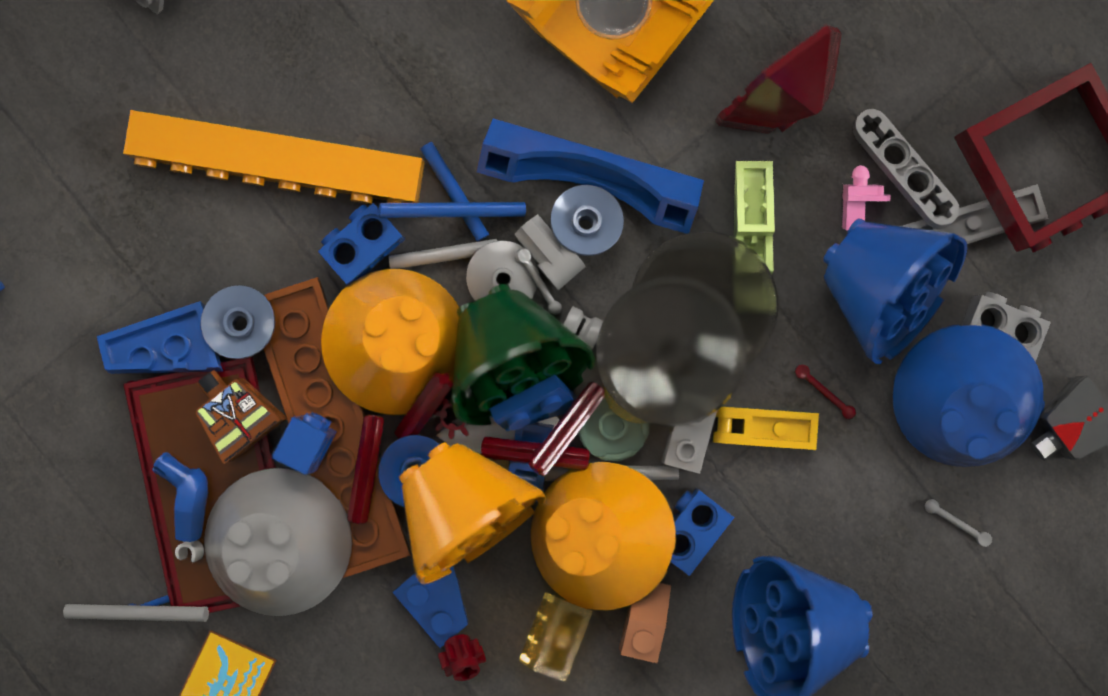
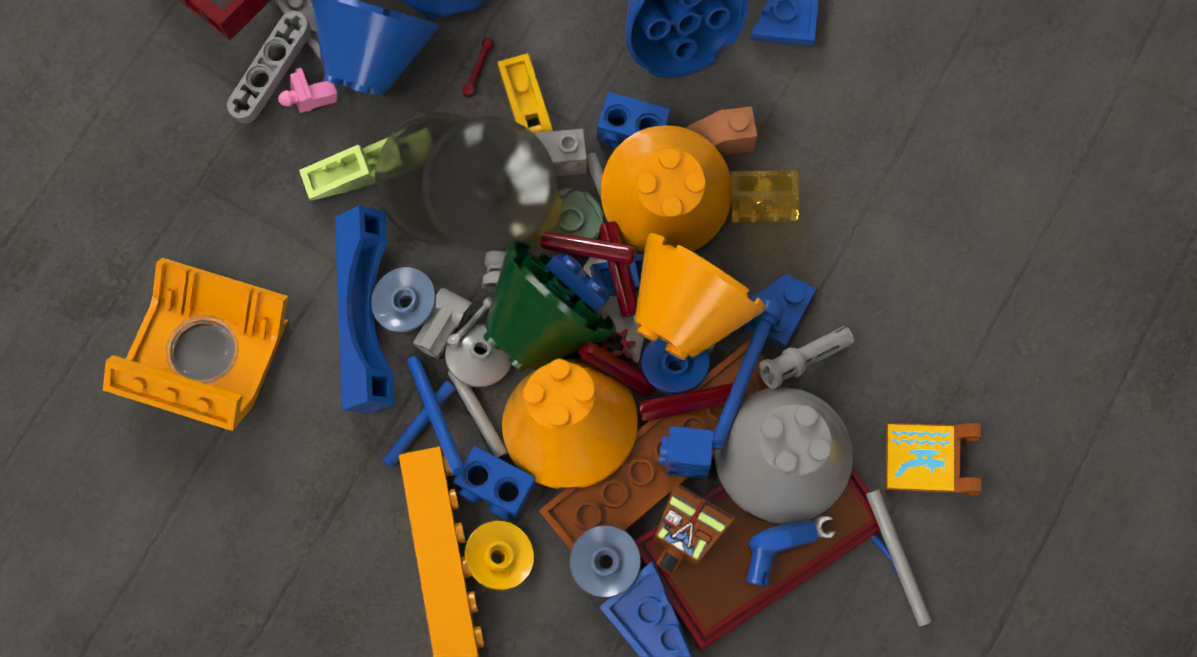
camera: 110 degrees left, 15 degrees down
(284, 239) = (510, 544): none -> yellow dish
(366, 592) = (795, 361): none -> light grey pin
(370, 537) = (765, 321): none -> blue piece
(461, 657) = (815, 266): dark red gear -> none
(789, 87) = (231, 161): dark red wedge -> none

